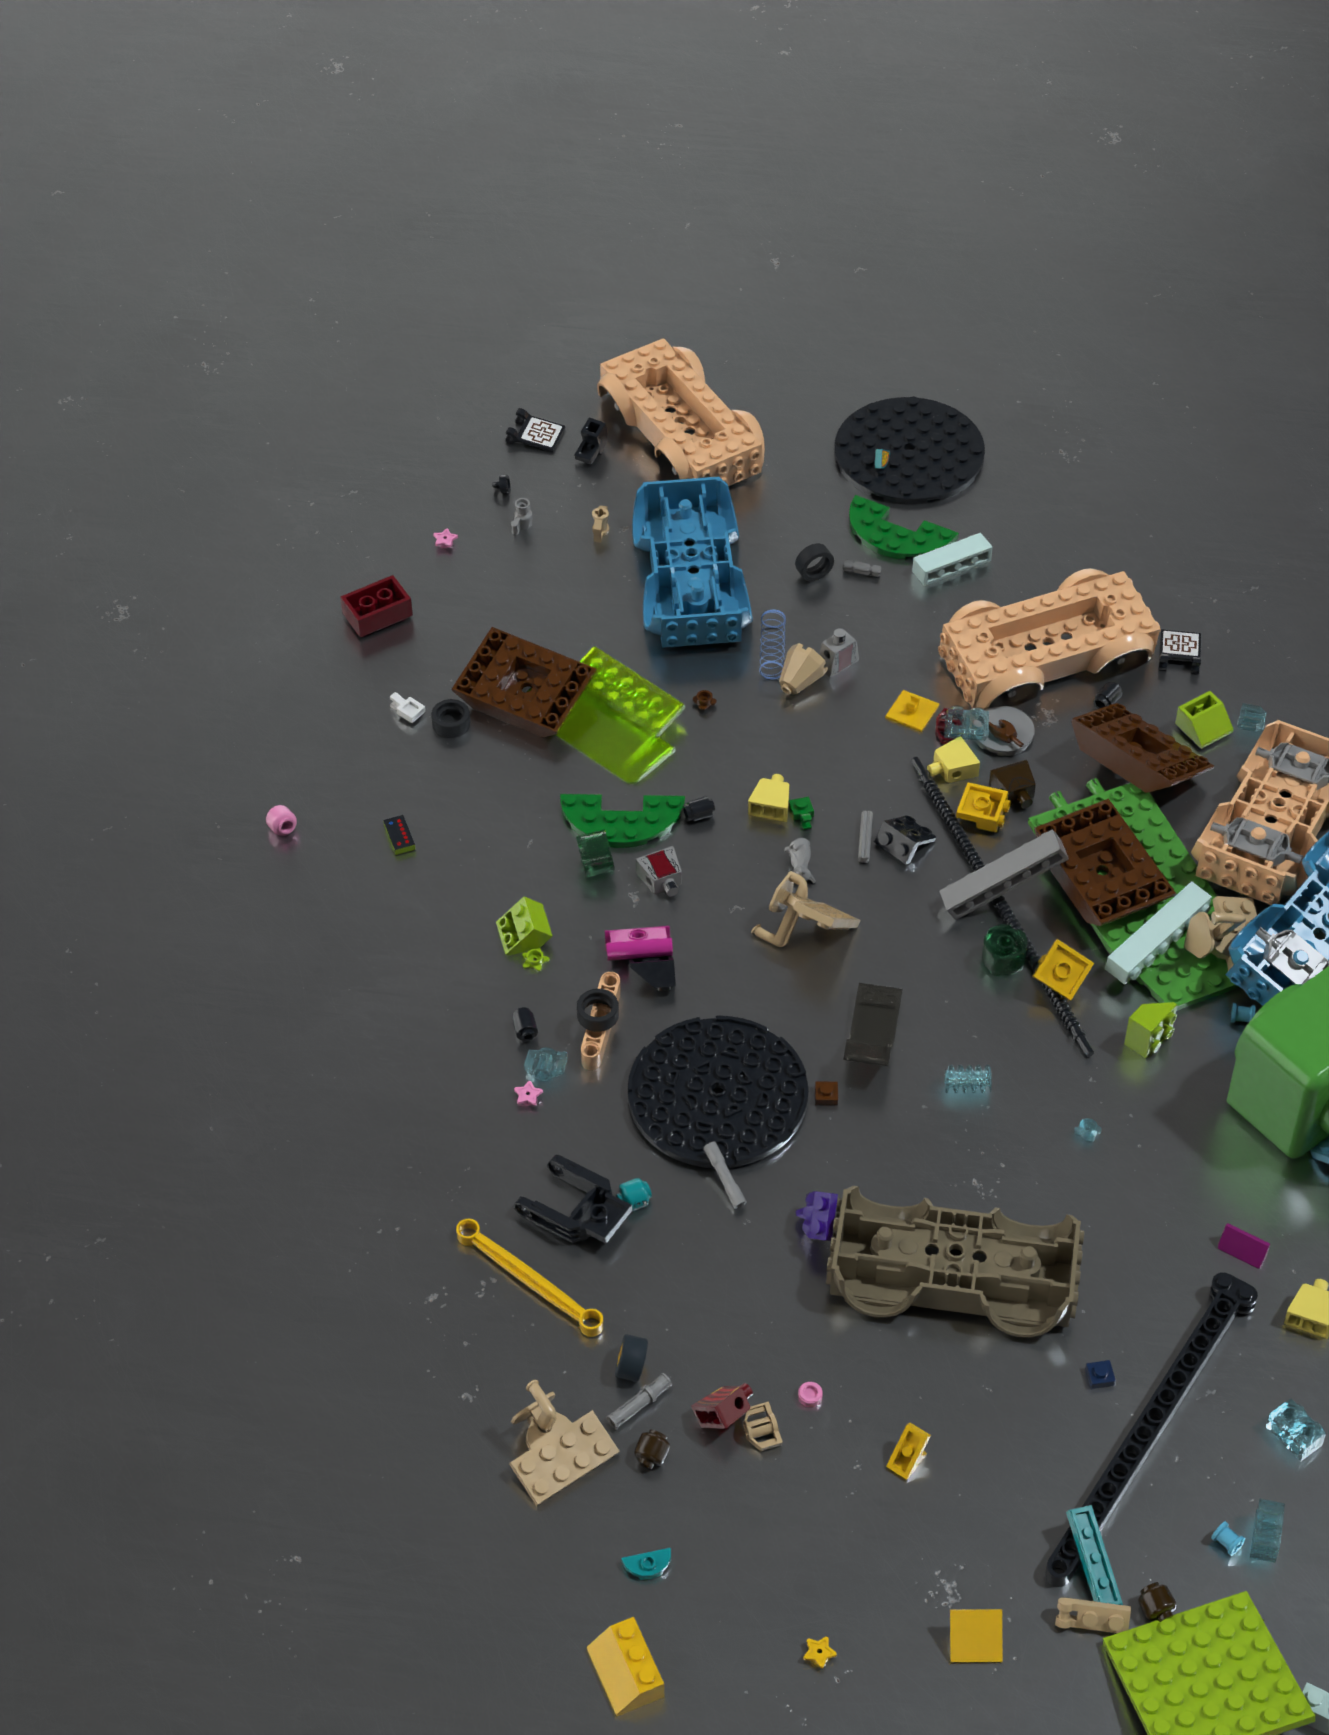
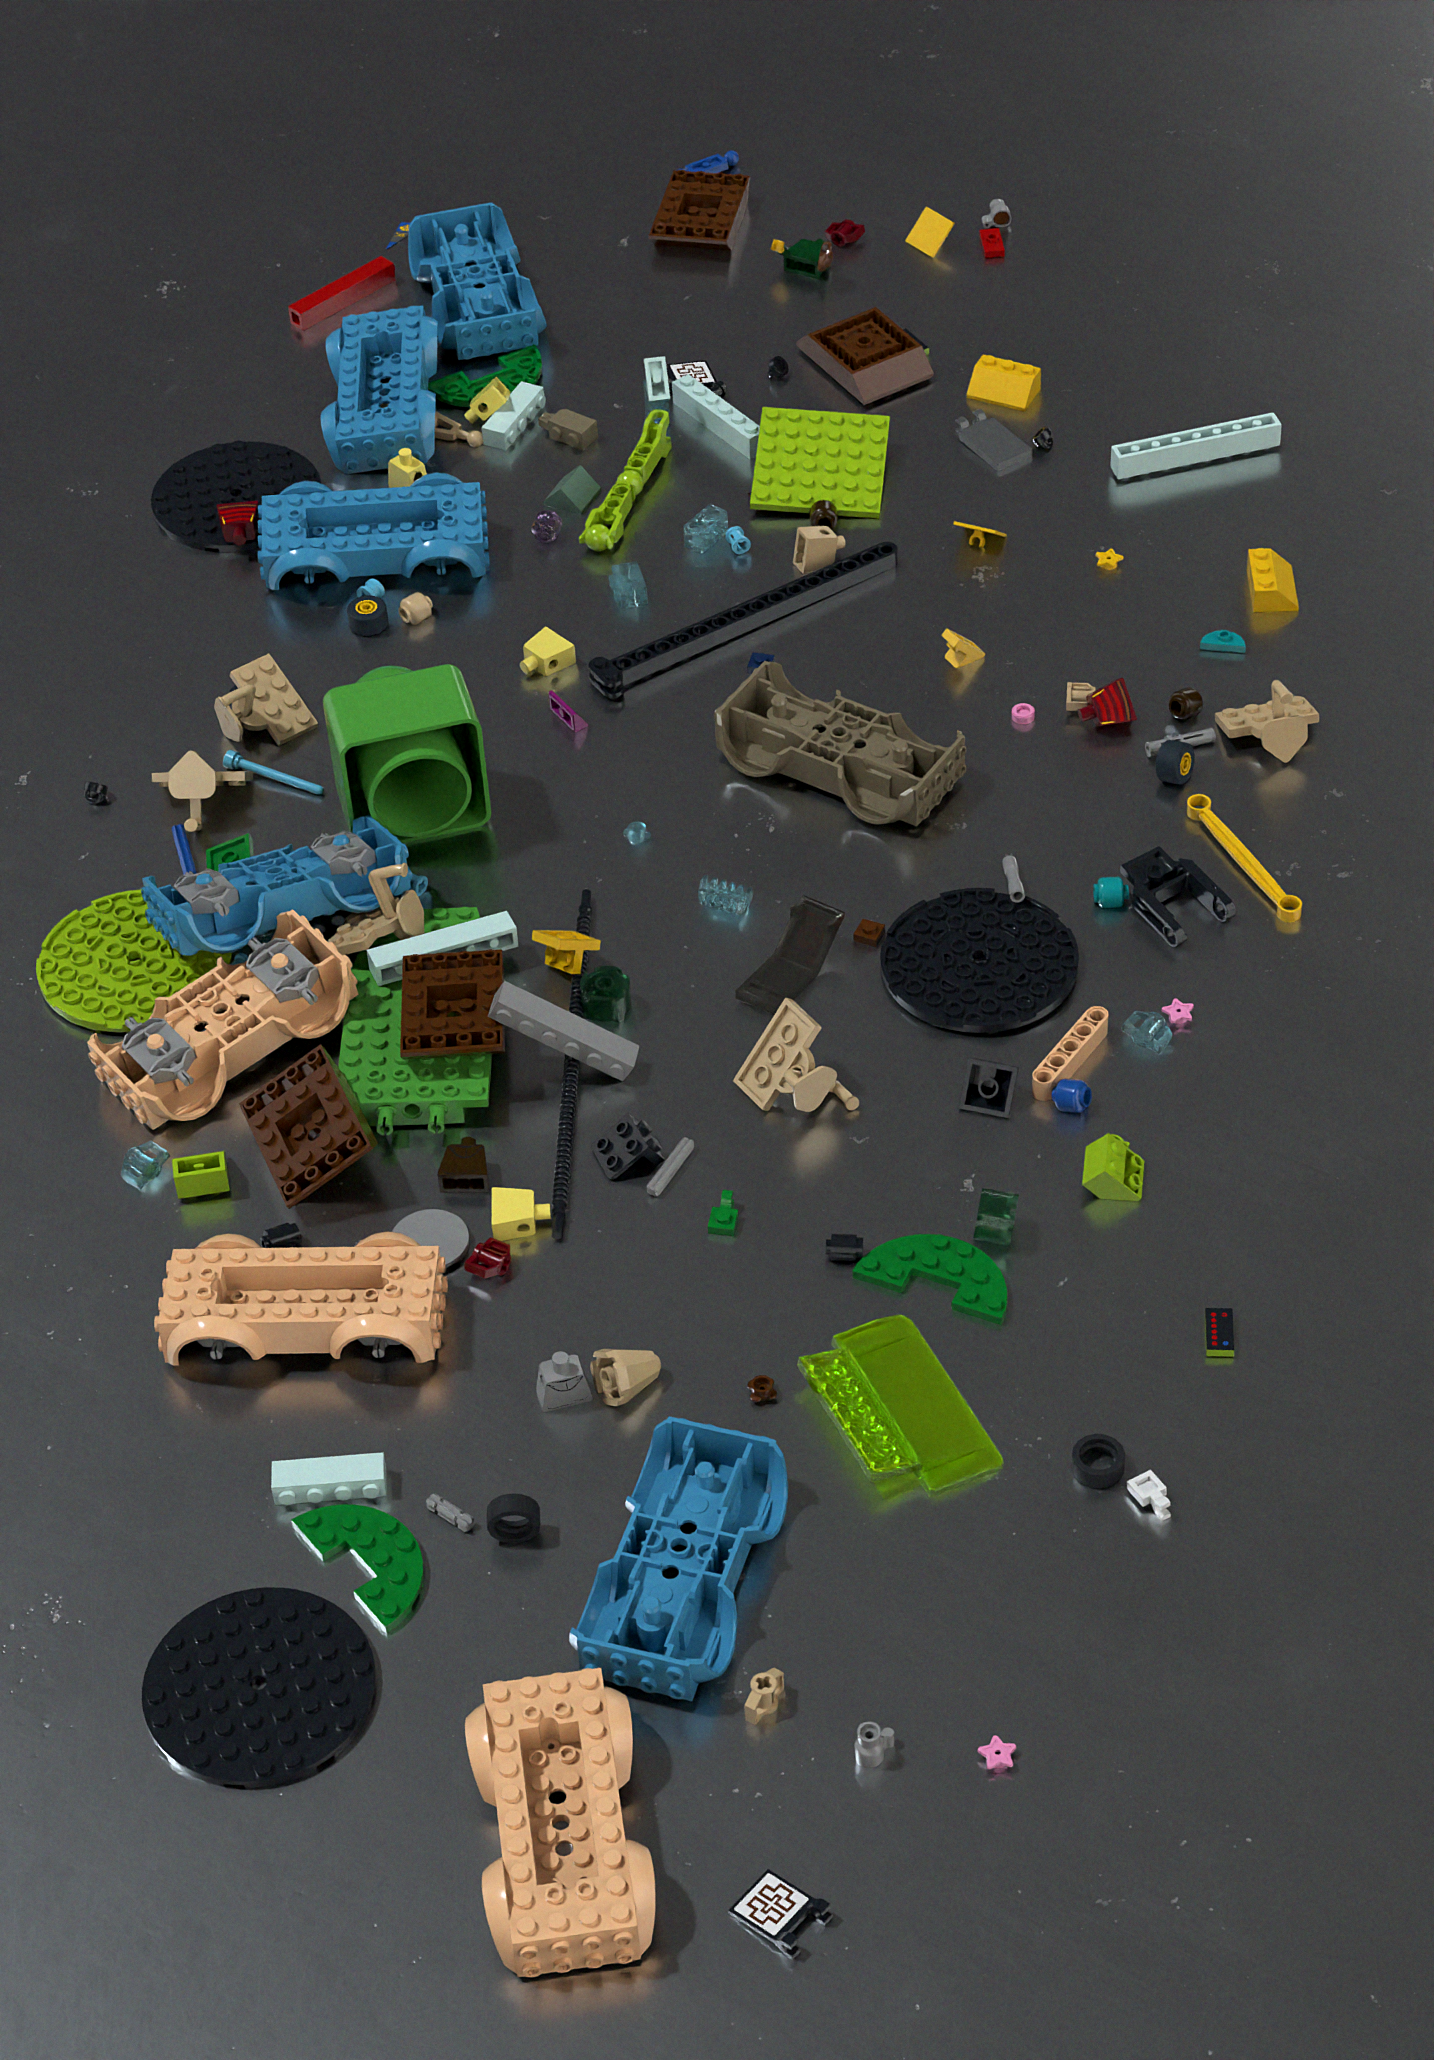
camera: 155 degrees left, 5 degrees down
(281, 820) = (1364, 1383): bright pink head -> none
(376, 606) = (1141, 1648): dark red brick -> none
(503, 484) = (871, 1816): black tile -> none
(506, 666) = (973, 1423): reddish brown slope -> none
(524, 1024) = (1154, 1072): black brick -> none
(582, 980) = (1071, 1095): none -> blue head
(594, 440) = (709, 1836): black brick -> none
(597, 1024) = (1074, 1021): black tyre -> none
(638, 943) = (1005, 1127): dark pink piece -> none
(660, 871) = (926, 1188): light grey torso -> none
(770, 799) = (754, 1233): light yellow torso -> none
(774, 661) = (622, 1455): light blue piece -> none
(800, 854) = (759, 1156): light grey animal -> none
(819, 1215) = (948, 808): dark purple plate -> none
(881, 458) = (319, 1647): teal tile -> none
(912, 710) = (516, 1304): yellow piece -> none
(966, 729) = (477, 1228): clear light blue brick -> none
(984, 806) = (520, 1147): yellow plate -> none
(1005, 733) = (434, 1220): reddish brown hand -> none
(1093, 1555) = (855, 545): teal tile -> none
(1093, 1615) = (881, 522): tan plate -> none
(1133, 1541) = (816, 548): none -> tan torso
(1150, 1026) = (515, 879): lime slope -> none
(1180, 647) = (141, 1278): flag -> none

